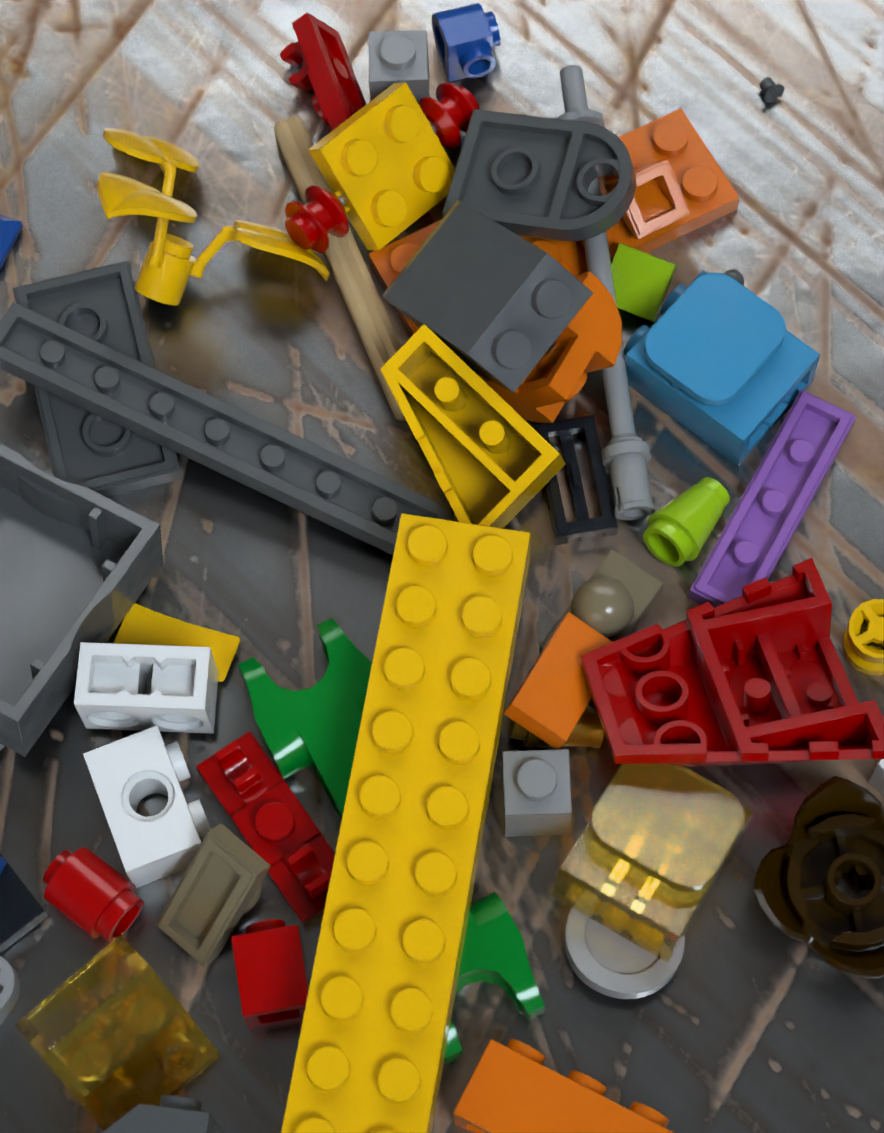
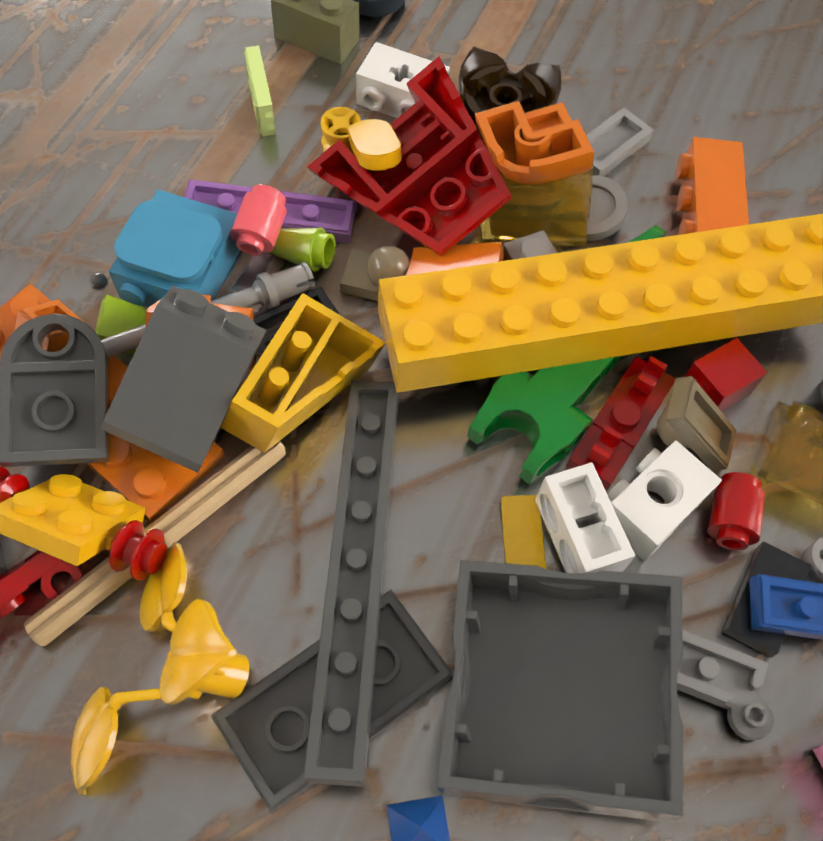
camera: 120 degrees left, 5 degrees down
(671, 805) = (535, 144): none -> orange brick
(723, 461) = (259, 220): none -> coral brick
(743, 1041) = (617, 140): none -> light grey tile
(802, 642) = (375, 144): none -> yellow tile

